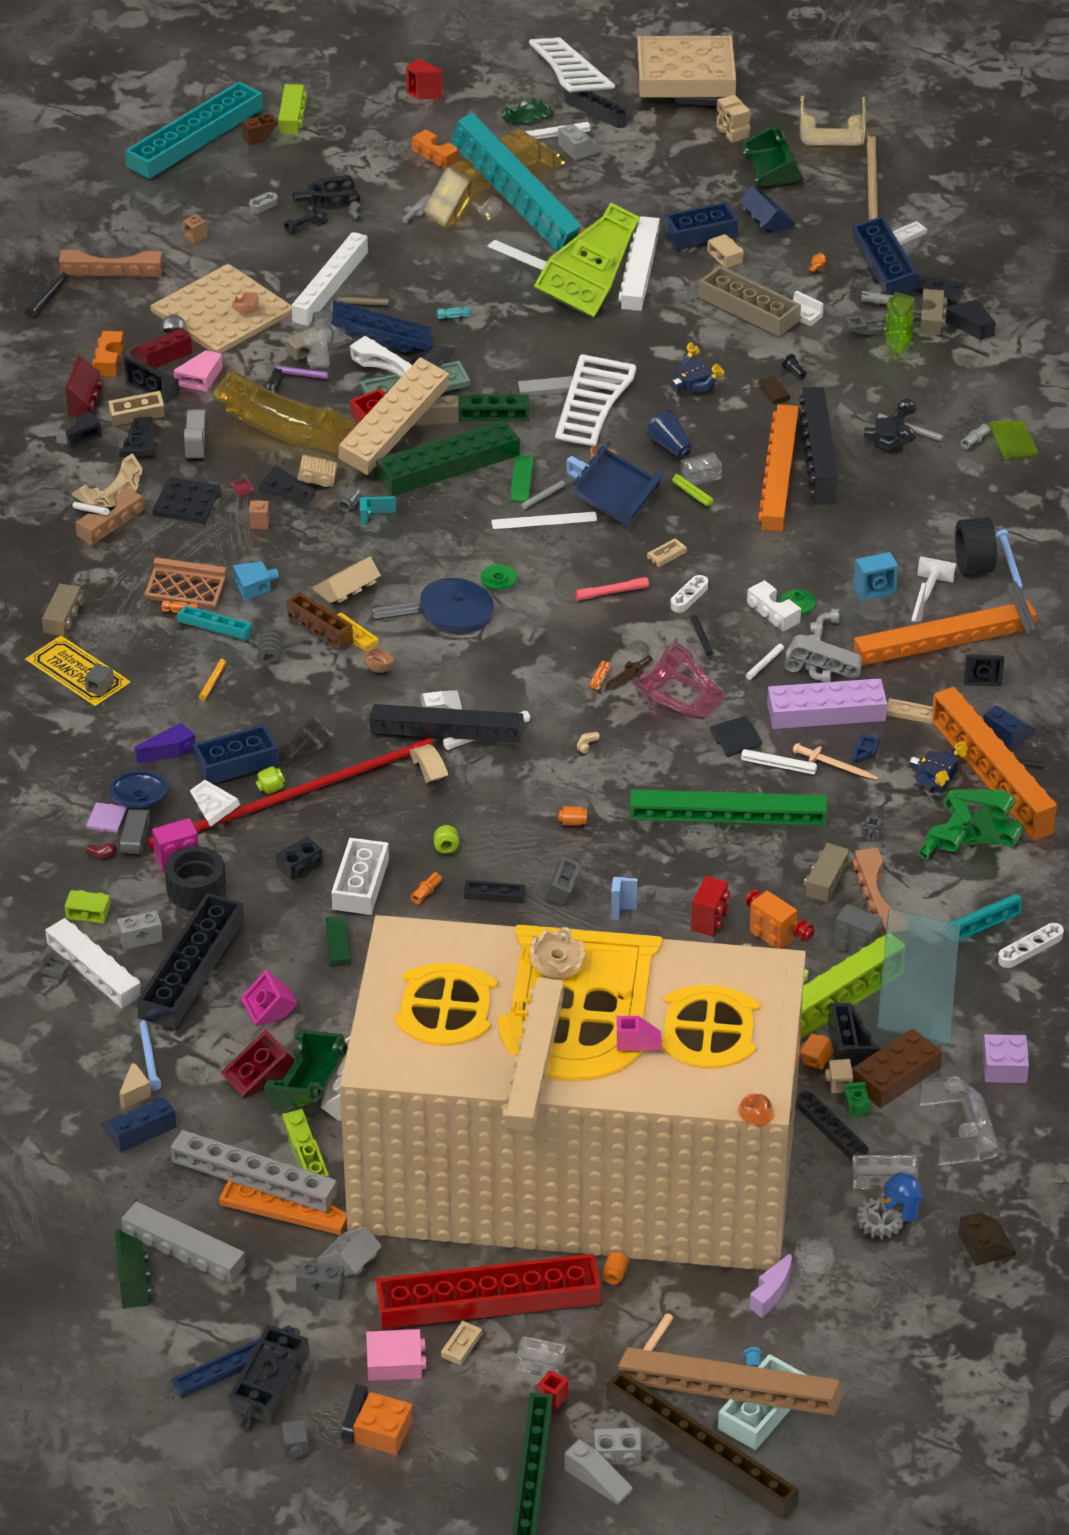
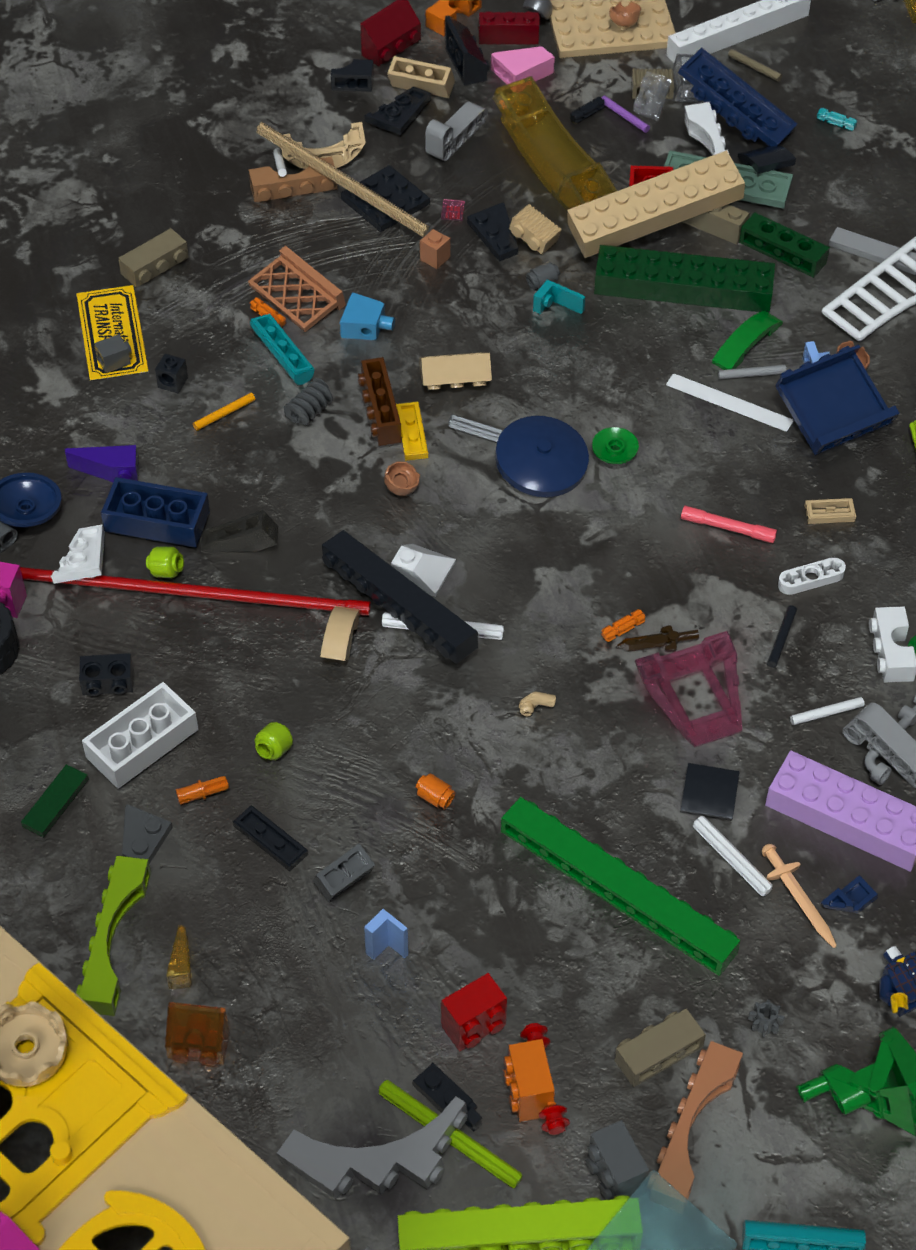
camera: 35 degrees right, 10 degrees up
(150, 497) = (343, 180): none -> tan axle
(155, 672) = (171, 373): none -> black brick

